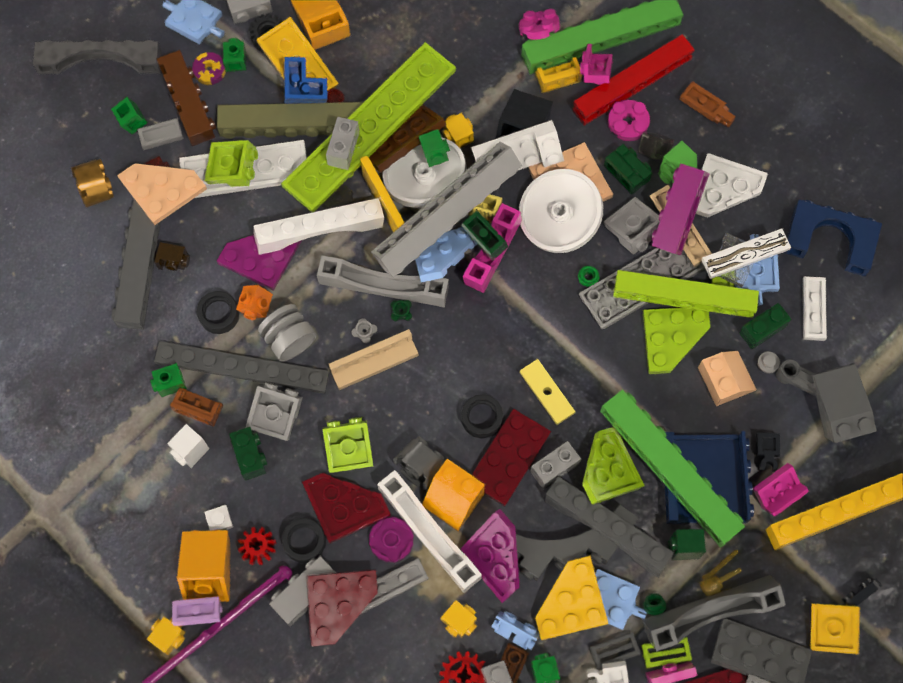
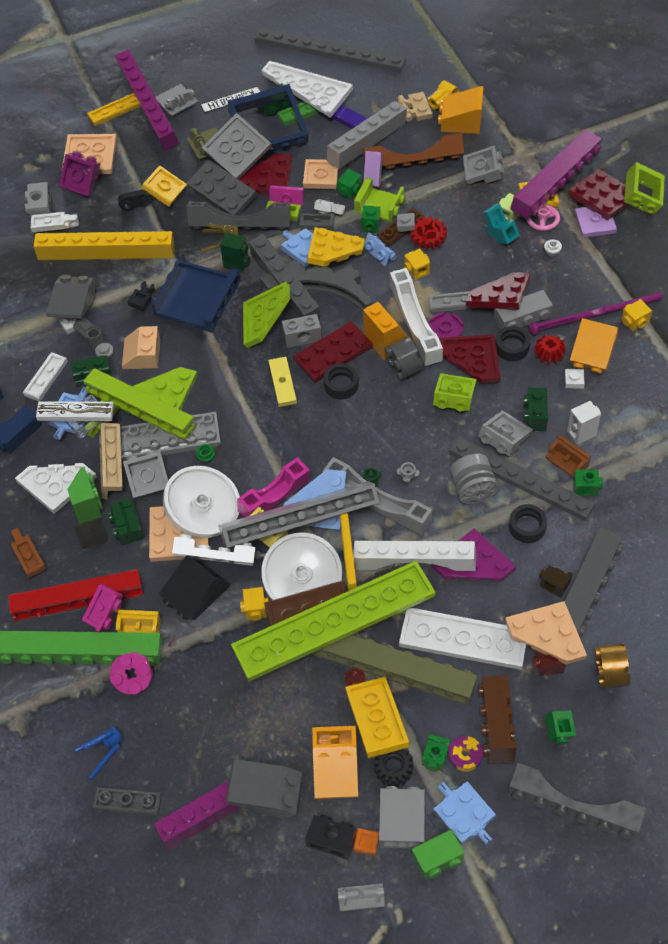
camera: 155 degrees left, 15 degrees down
(160, 134) = (533, 703): light grey tile -> none
(196, 611) = (610, 315): lavender panel -> none
(231, 163) = (475, 633): lime plate -> none
(254, 302) = (493, 516): orange brick -> none
(298, 87) = (383, 678): blue brick -> none
(342, 143) = (366, 598): light grey brick -> none
(373, 359) = (409, 447): tan fence -> none
(434, 148) = (284, 578): green brick -> none
(484, 235) = (276, 487): dark green brick -> none
(495, 555) = (374, 286): magenta plate -> none
(632, 109) = (96, 556): dark pink plate -> none
(654, 604) = (272, 230): dark green plate -> none
(671, 468) = (220, 294): bright green brick -> none
(680, 209) = (106, 453): magenta brick -> none
(780, 490) = (149, 267): dark pink bracket -> none

